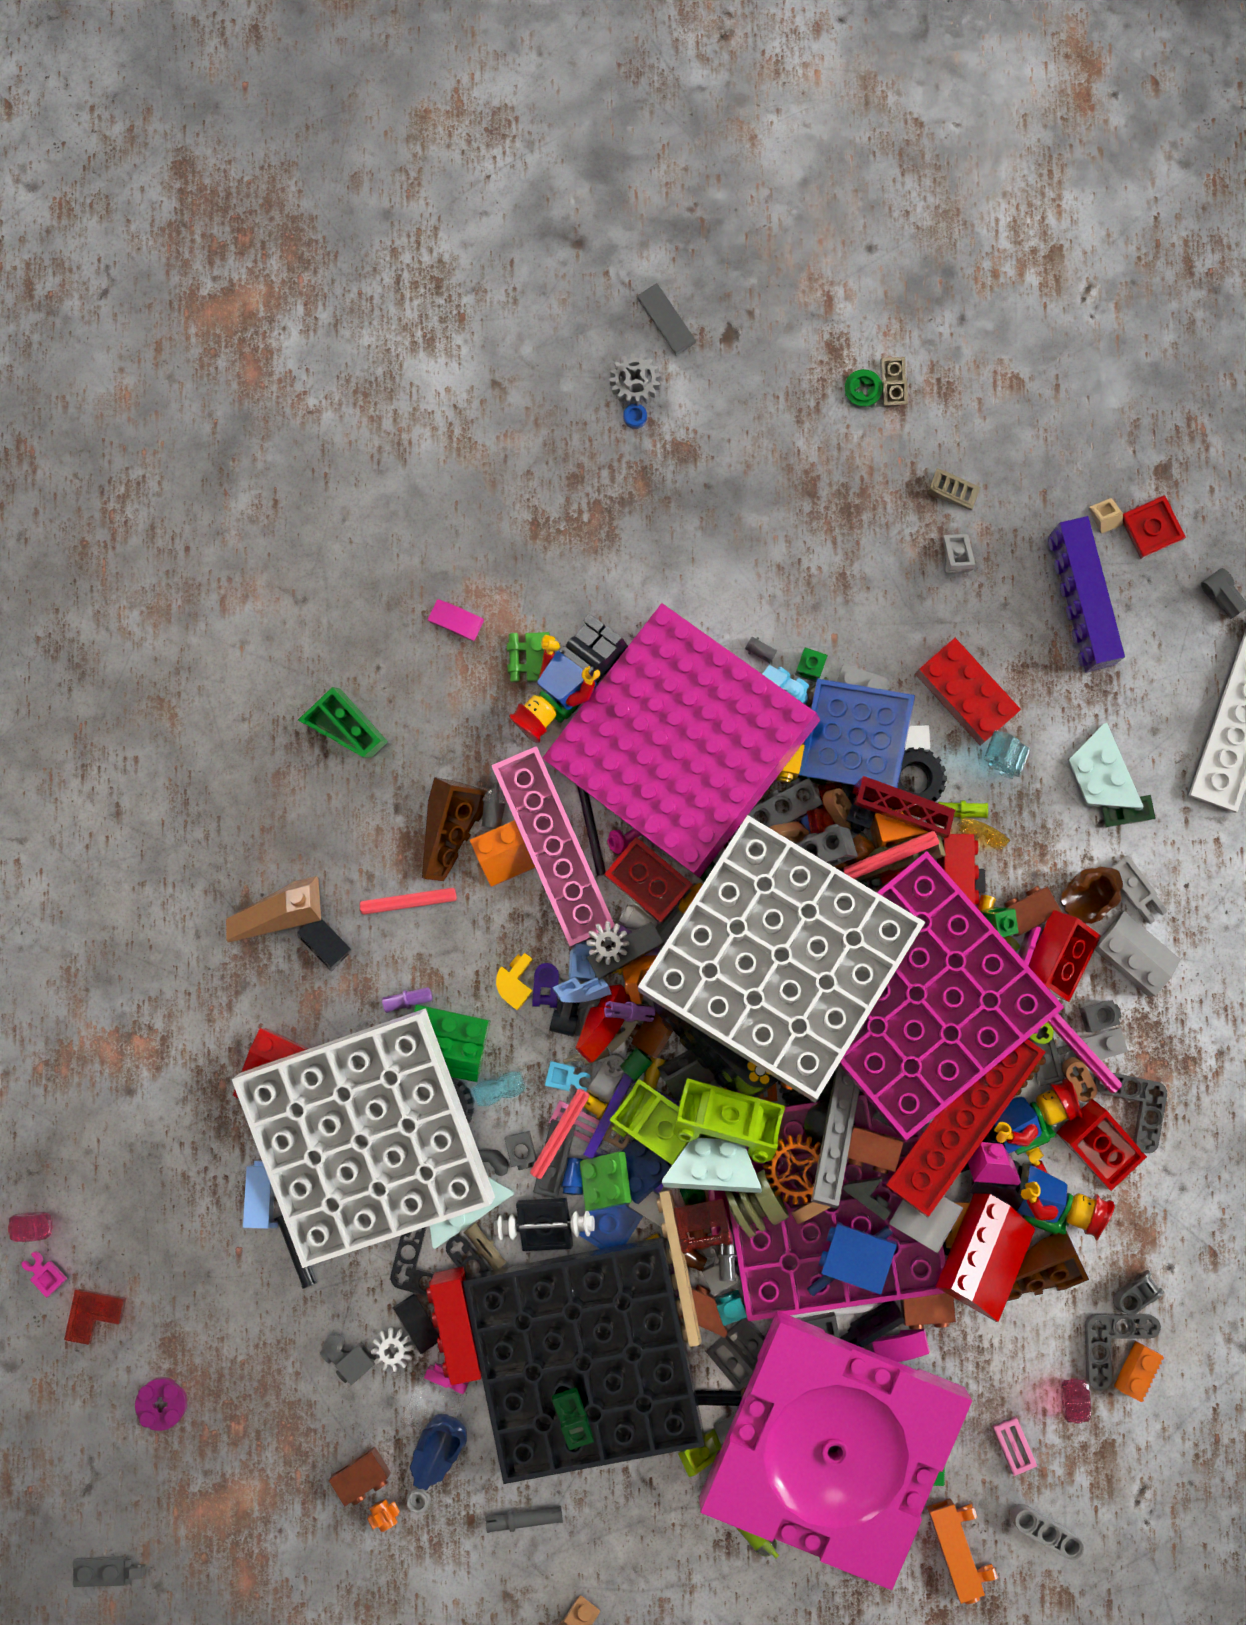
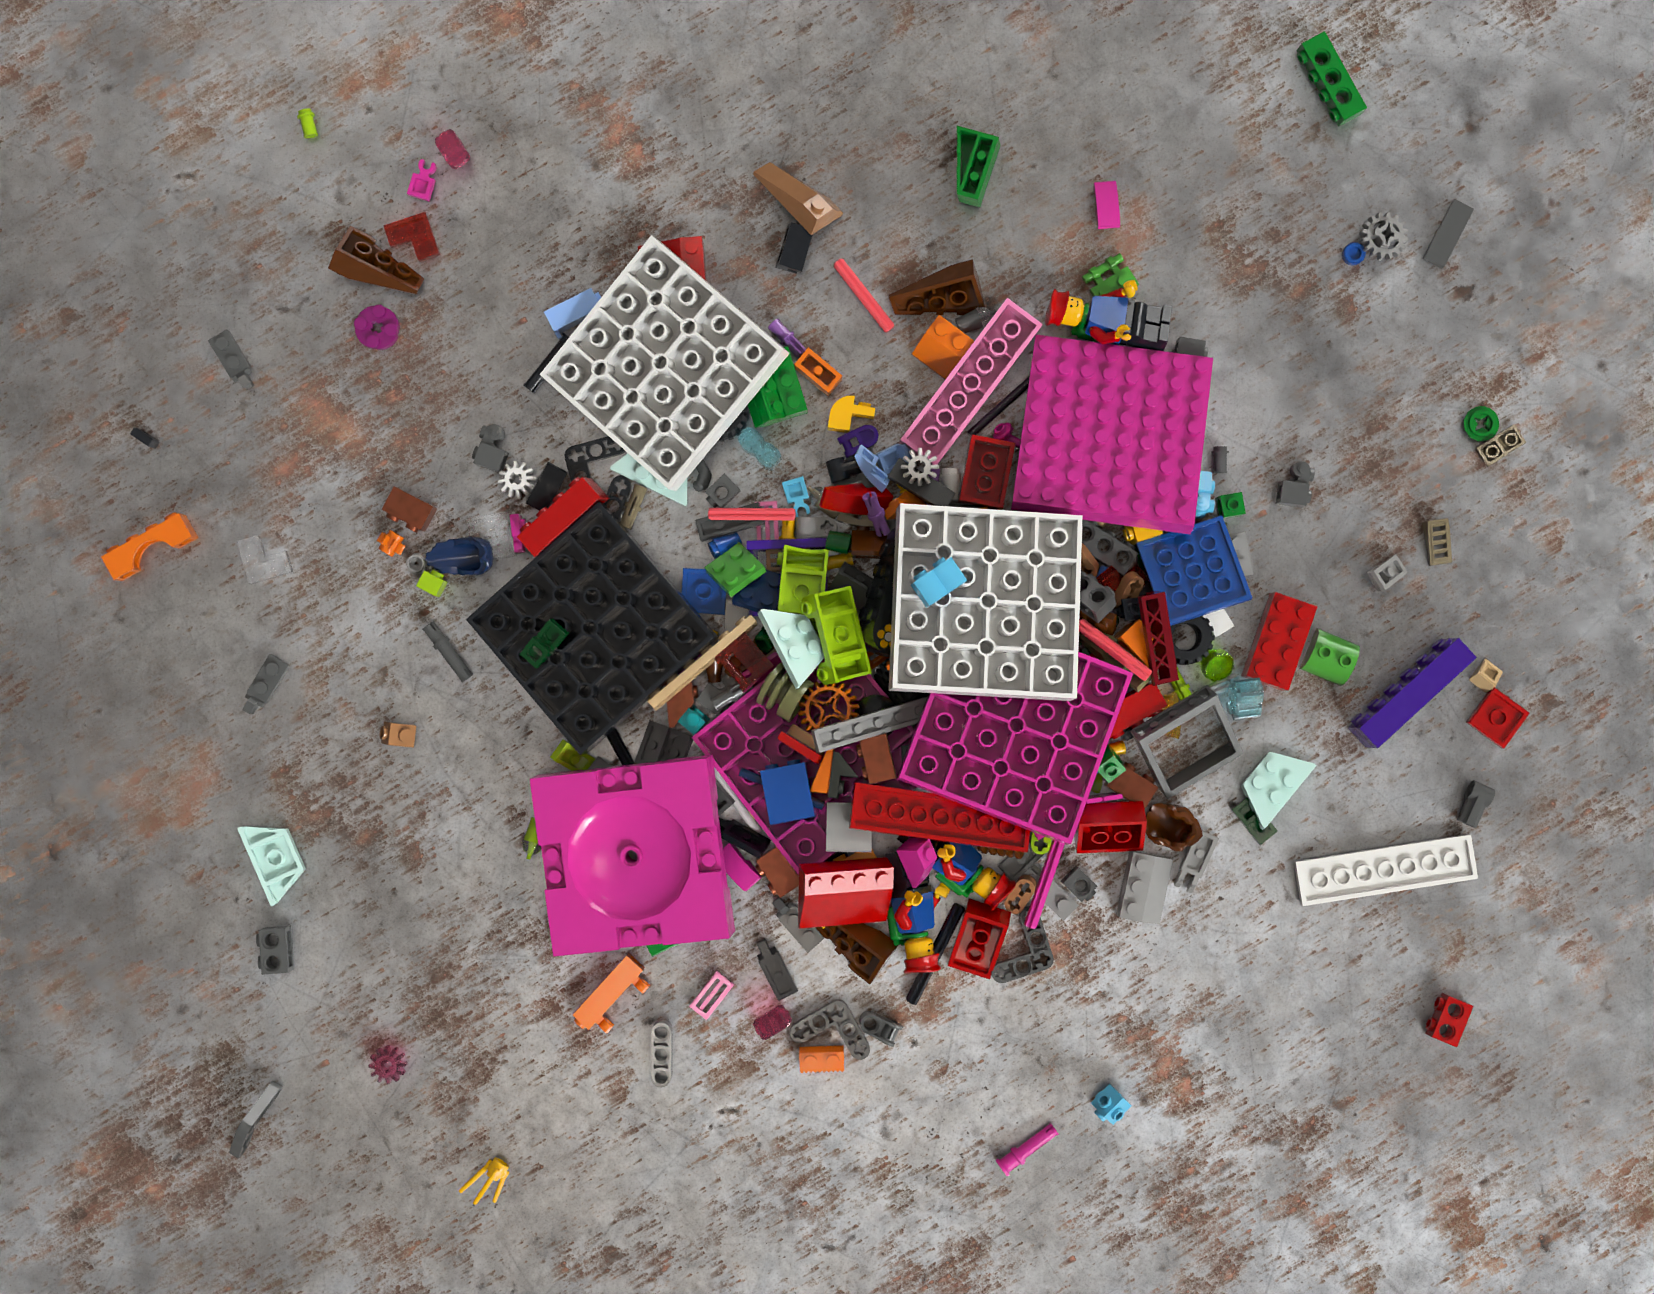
camera: 55 degrees right, 5 degrees up
(87, 1379) = (364, 261): none -> reddish brown wedge
(424, 337) = (1321, 47): none -> green brick
(446, 1495) = (432, 583): none -> lime plate
(457, 988) = (818, 371): none -> orange brick
(544, 1224) = (675, 542): black plate -> none
(638, 617) = (1191, 346): none -> dark grey brick
(737, 994) = (938, 582): none -> medium azure brick
(820, 1221) = (800, 747): none -> red tile
(833, 594) = (1297, 492): none -> dark grey brick
(864, 1216) = (822, 778): none -> orange slope
(958, 763) = (1217, 665): none -> clear neon green hair
(979, 773) = (1223, 685): none -> light grey axle
(979, 1324) = (788, 916): none -> dark grey hinge
(989, 834) = (1174, 717): none -> dark grey window
(1009, 651) = (1330, 657): none -> bright green brick
(1025, 1367) = (775, 971): none -> black hinge
(1087, 1188) = (939, 946): none -> black axle

